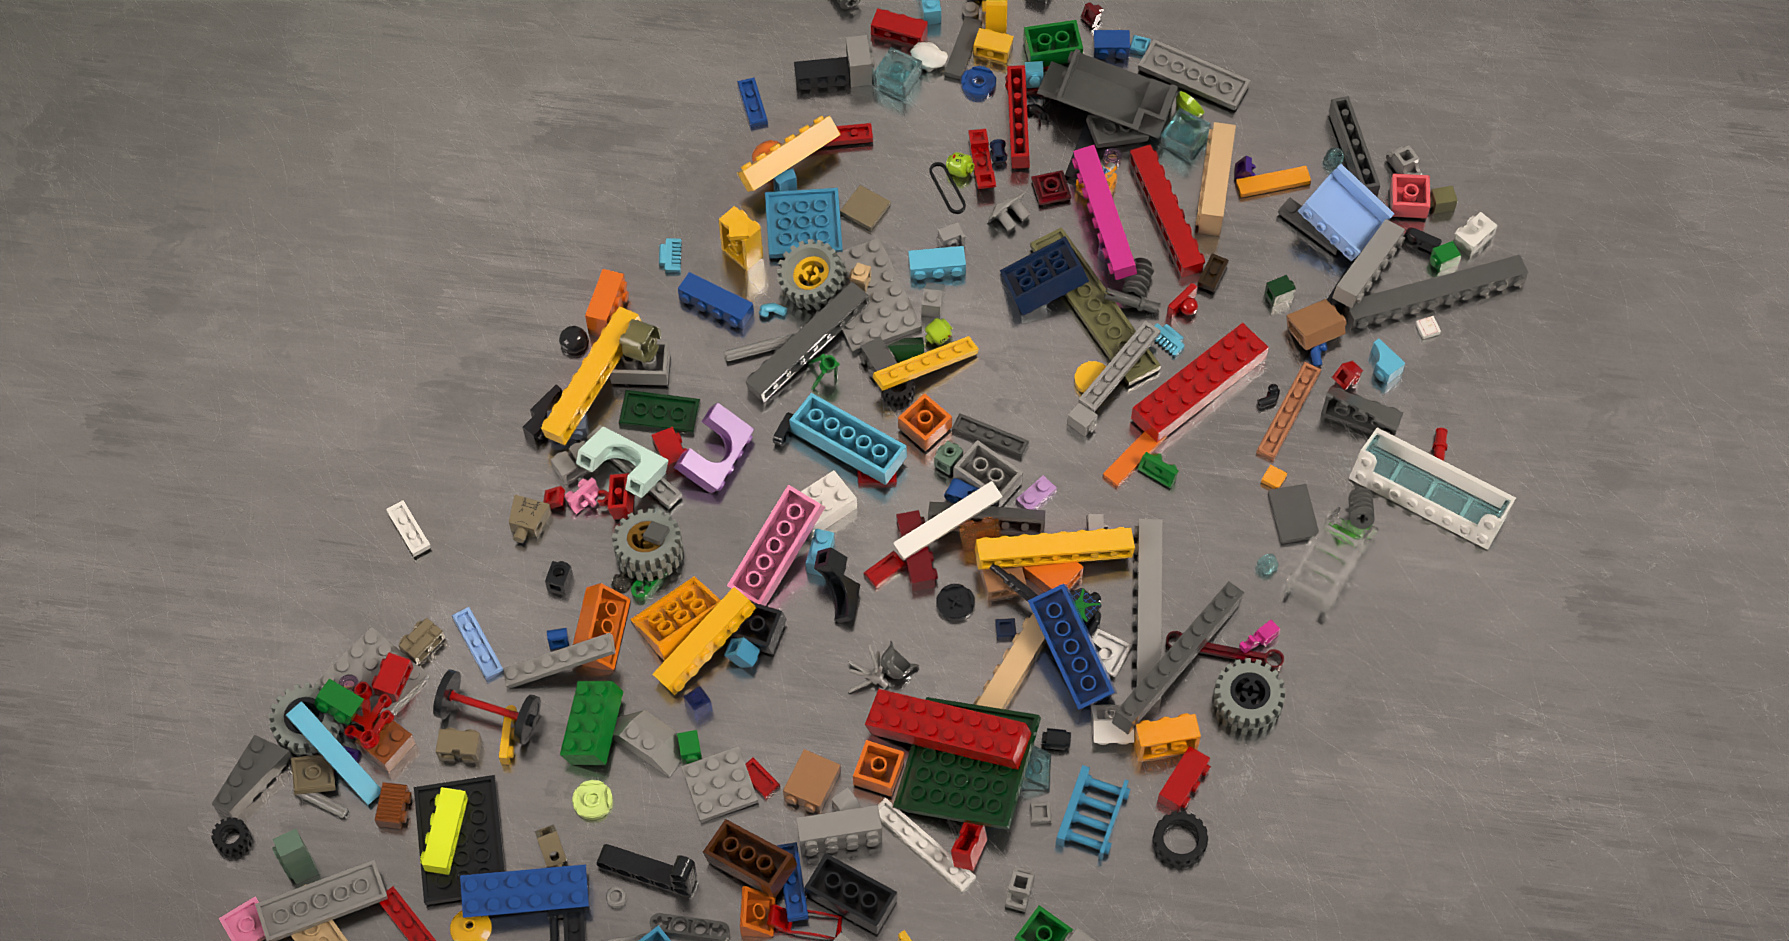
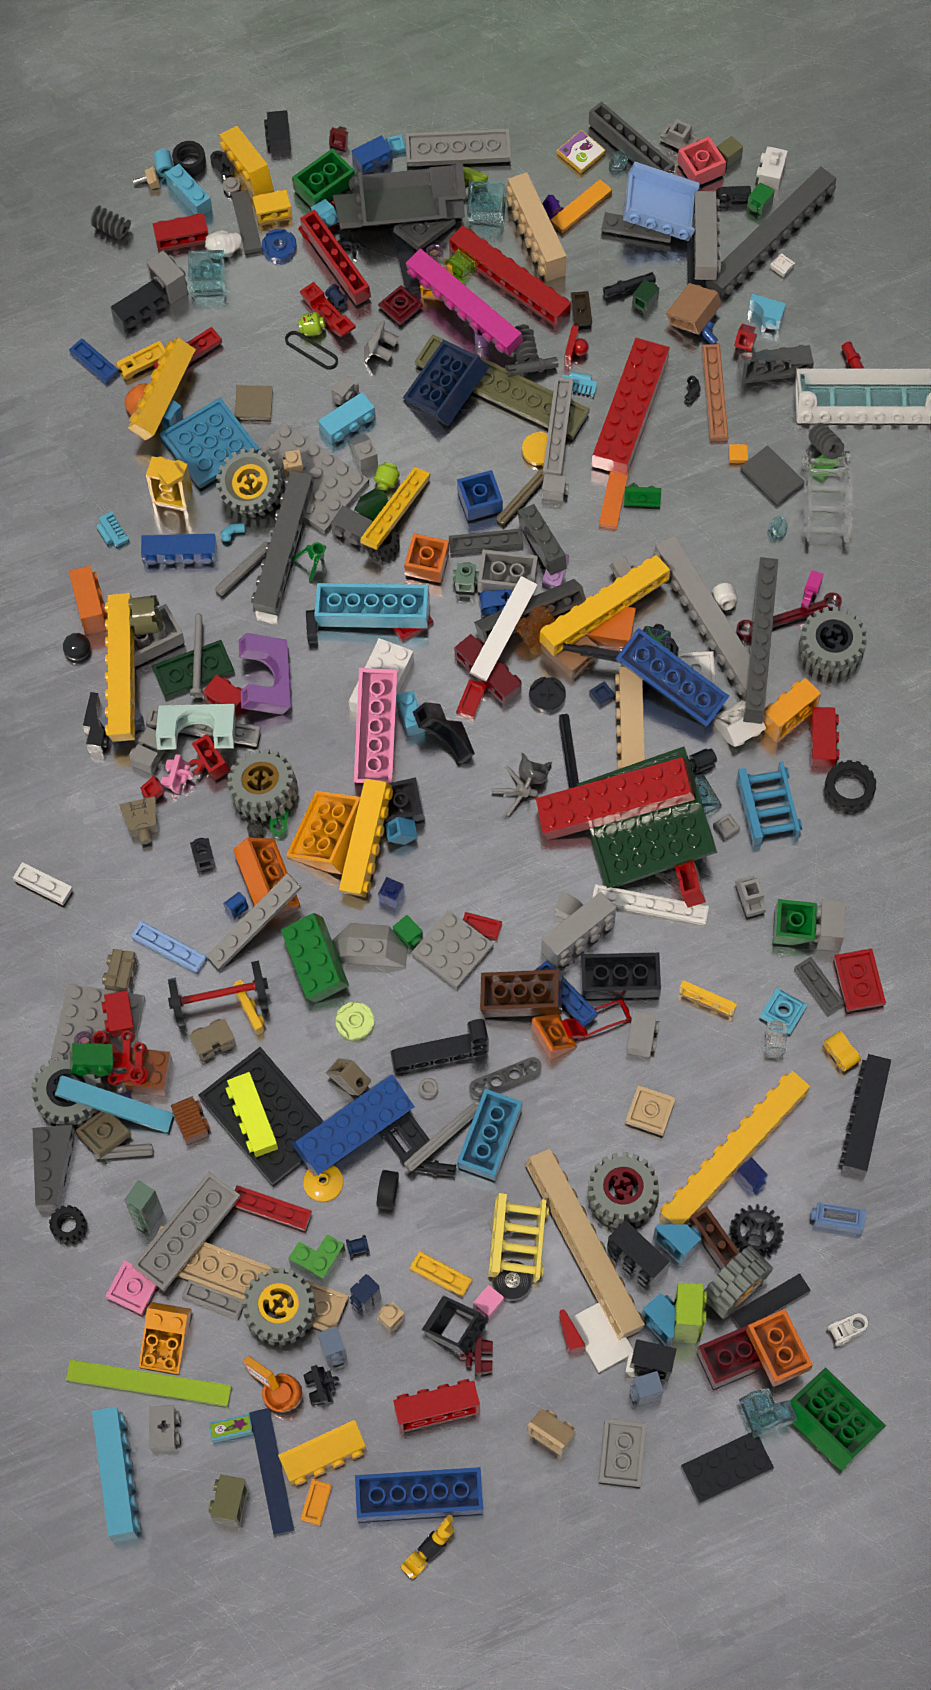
camera: 30 degrees left, 5 degrees up
(647, 432) = (196, 692): none -> light grey bar
(656, 533) = (268, 770): dark grey tile -> none
(790, 120) = (140, 360): none -> yellow plate
(811, 781) = (527, 904): medium nougat brick -> none
(878, 768) = (576, 862): orange brick -> none
(941, 663) = (568, 748): none -> black axle
(1009, 391) = (480, 495): none -> blue brick
(1038, 460) = (542, 539): none -> dark grey brick
(1045, 414) = (521, 497): none -> dark tan axle
(1128, 178) = (461, 264): none -> clear neon green piece
(1175, 600) = (725, 596): none -> white head
(1269, 273) = (624, 286): none -> black pin
(1305, 133) = (581, 151): none -> tile

